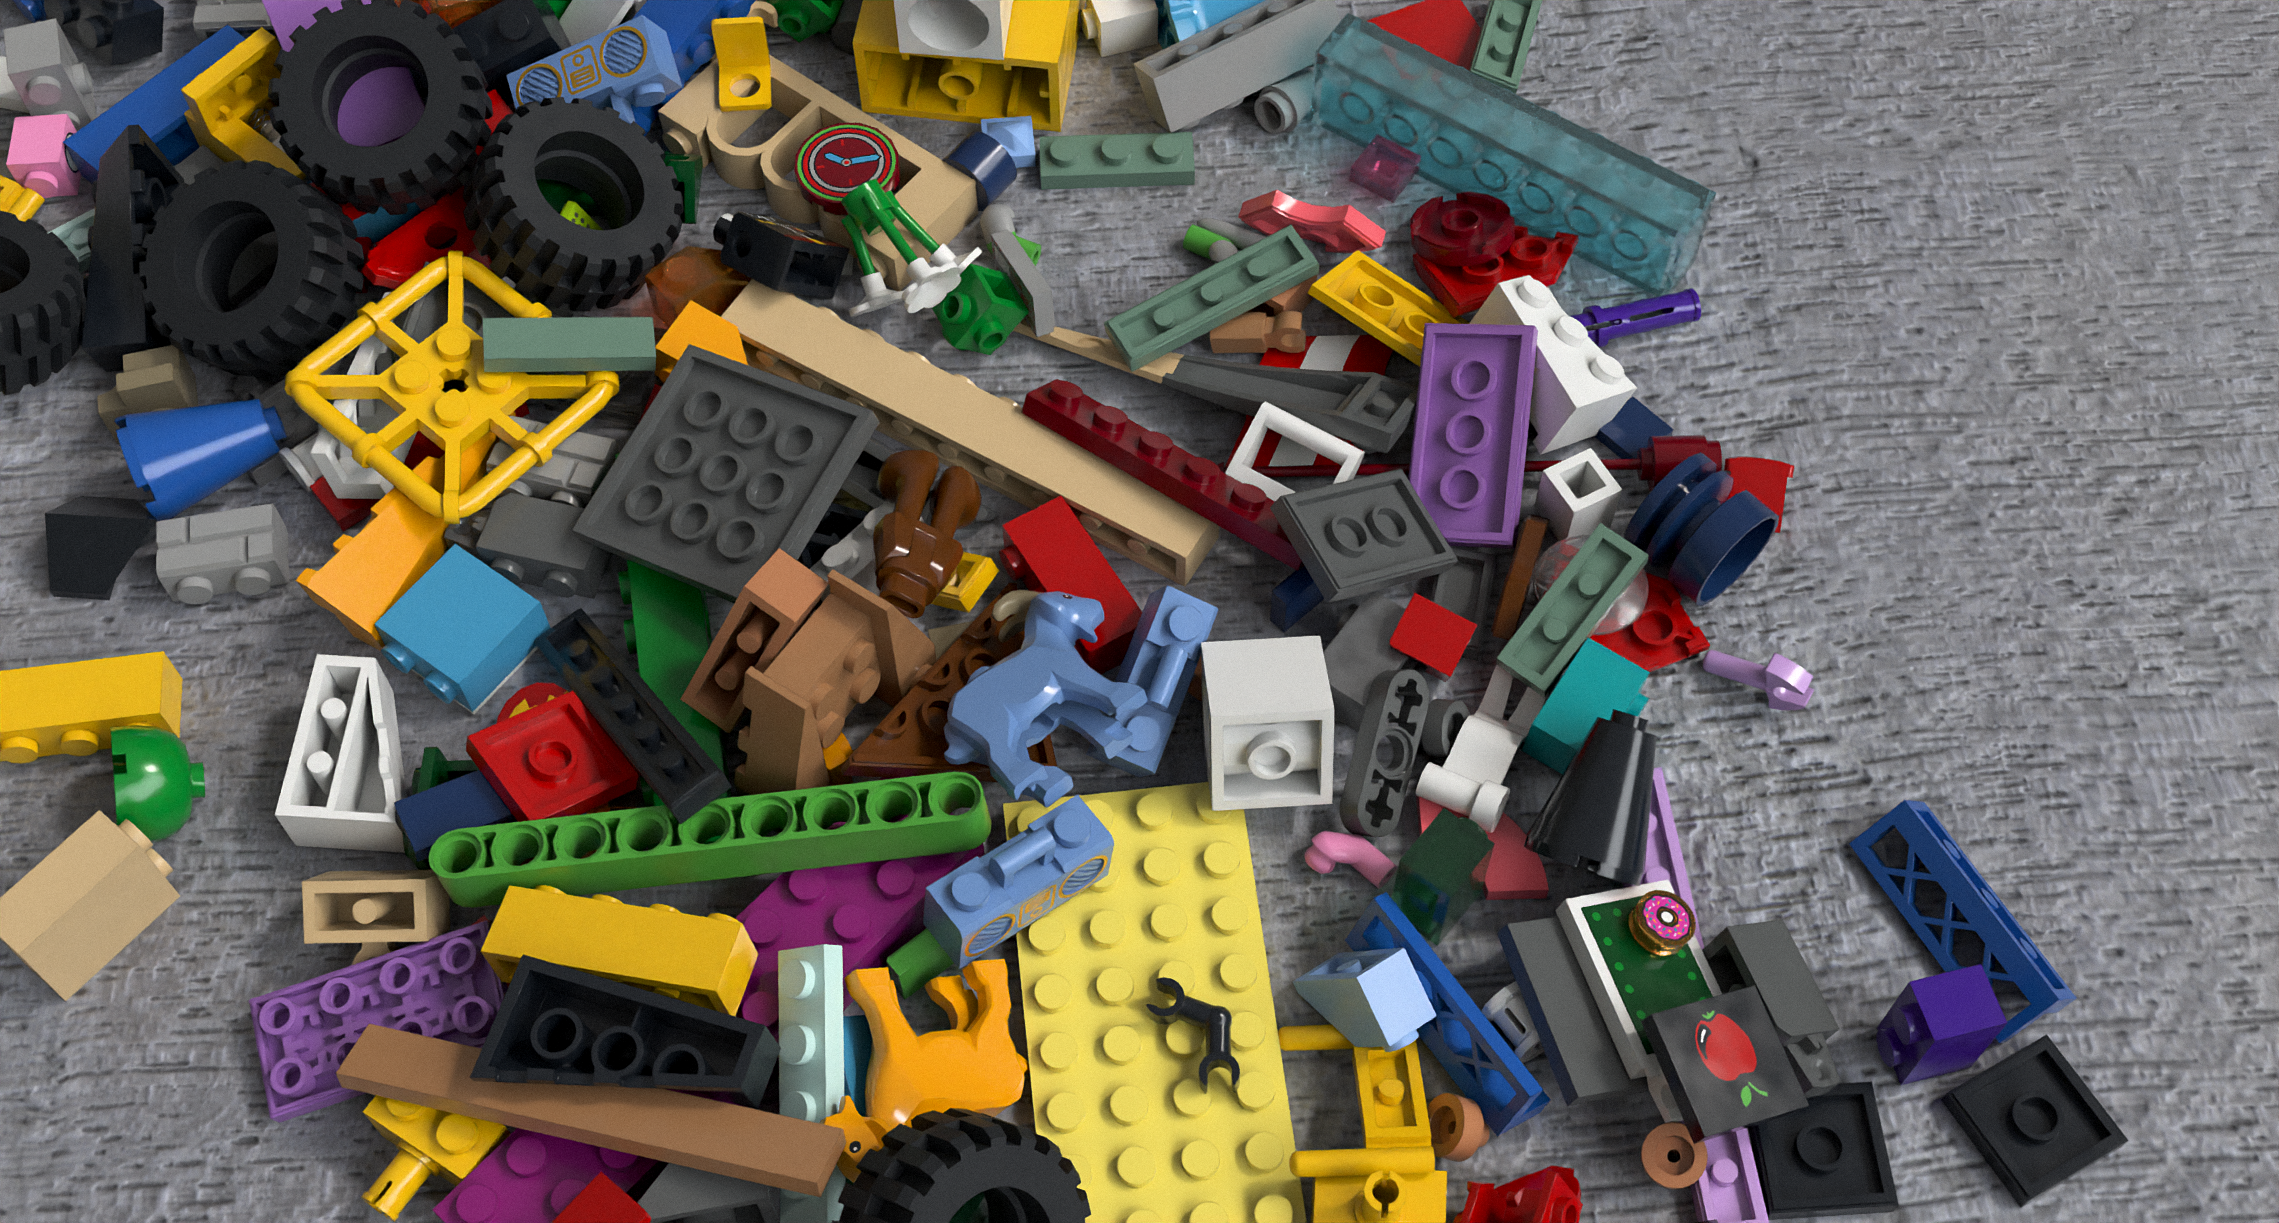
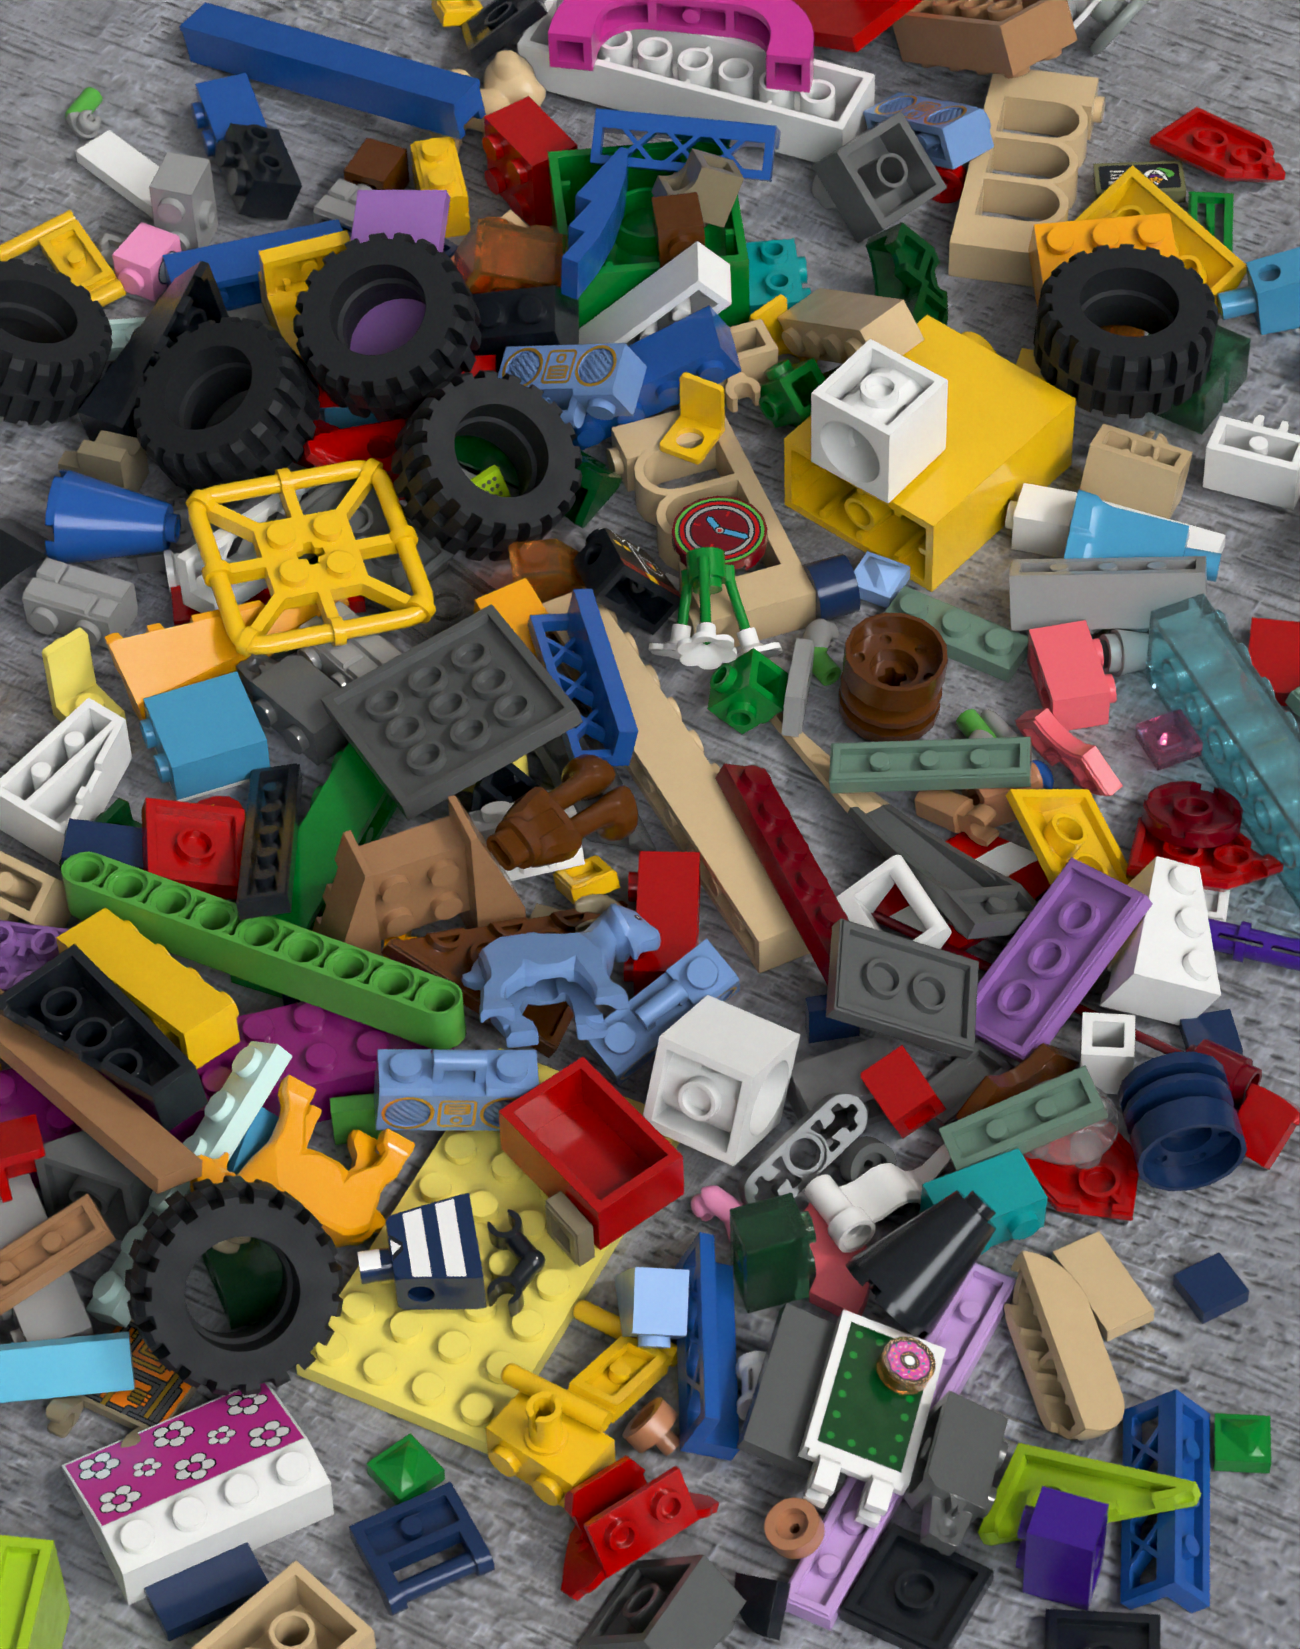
camera: 35 degrees right, 10 degrees down
(278, 645) = (72, 675): none -> light yellow bracket
(569, 344) = (410, 565): sand green tile -> none
(753, 634) = (387, 805): nougat brick -> none
(846, 367) = (599, 675): none -> blue fence
(1109, 229) = (892, 677): none -> reddish brown wheel
(1122, 1079) = (430, 1257): none -> dark blue torso
(1203, 872) = (594, 1148): none -> red piece
(1235, 965) = (569, 1229): none -> dark tan tile
(1254, 148) = (1070, 674): none -> coral brick
(1724, 1064) = (865, 1472): black tile -> none
(1734, 729) = (1110, 1289): none -> tan tile
(1763, 822) = (1062, 1351): none -> tan brick
(1781, 679) = (1155, 1256): lavender bar -> none
(1833, 675) = (1210, 1288): none -> dark blue tile
(1872, 961) = (1125, 1489): none -> lime wing
(1973, 814) = (1242, 1443): none -> green tile

